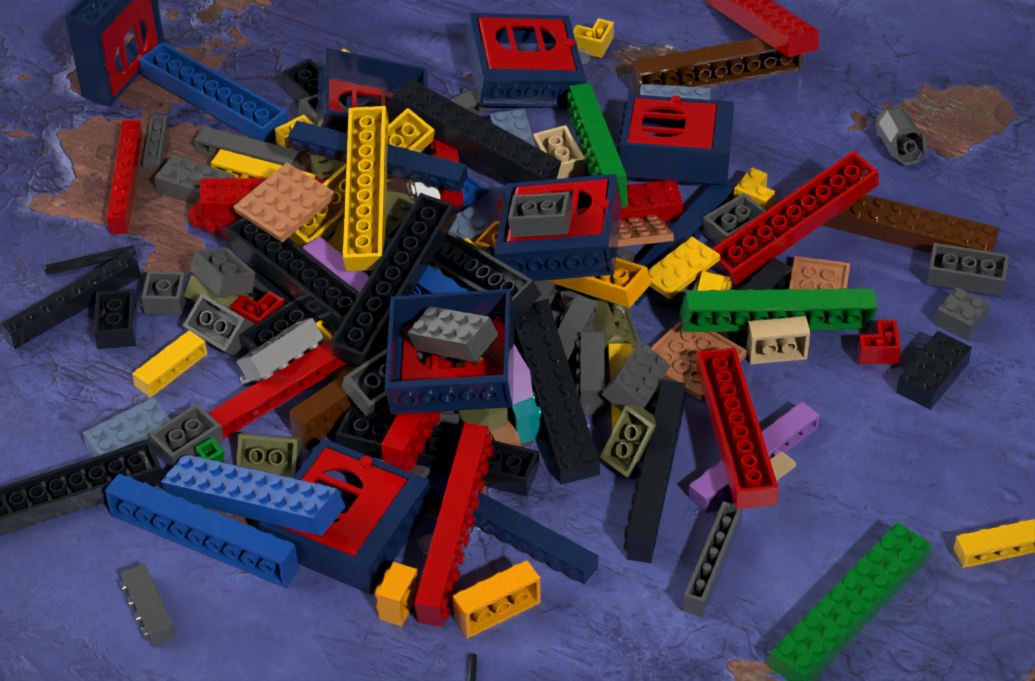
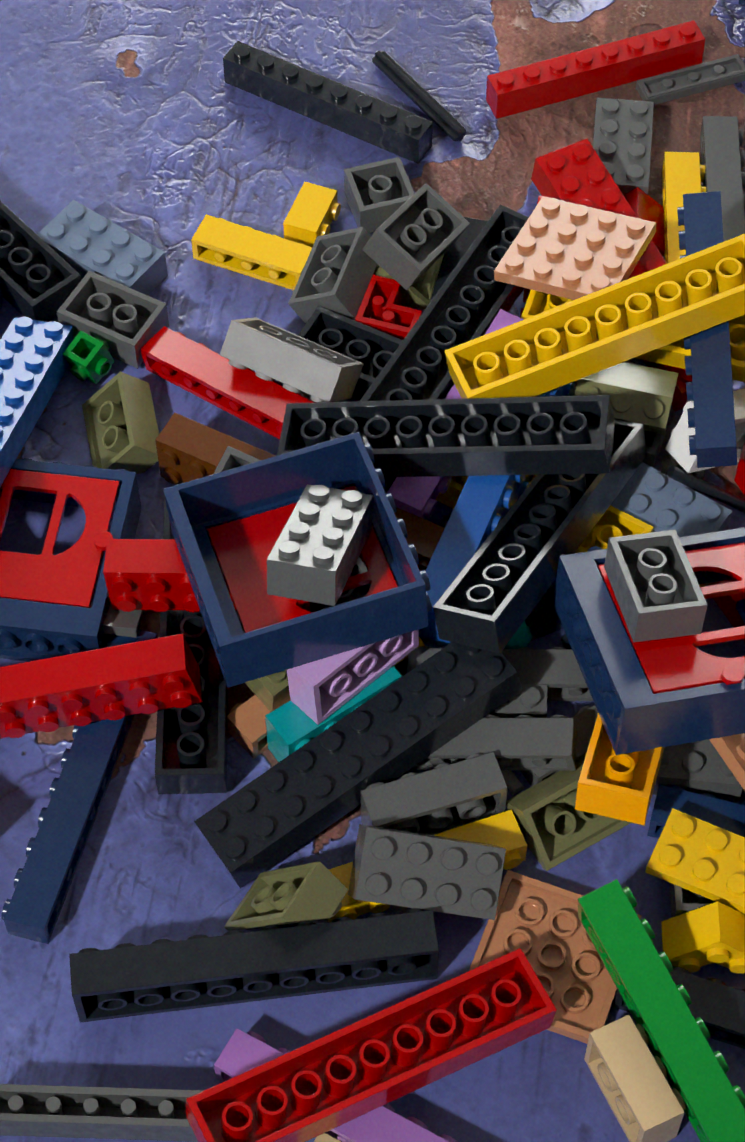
camera: 70 degrees right, 10 degrees up
(115, 319) = (306, 154): black brick -> none
(157, 329) = (311, 214): none -> yellow brick

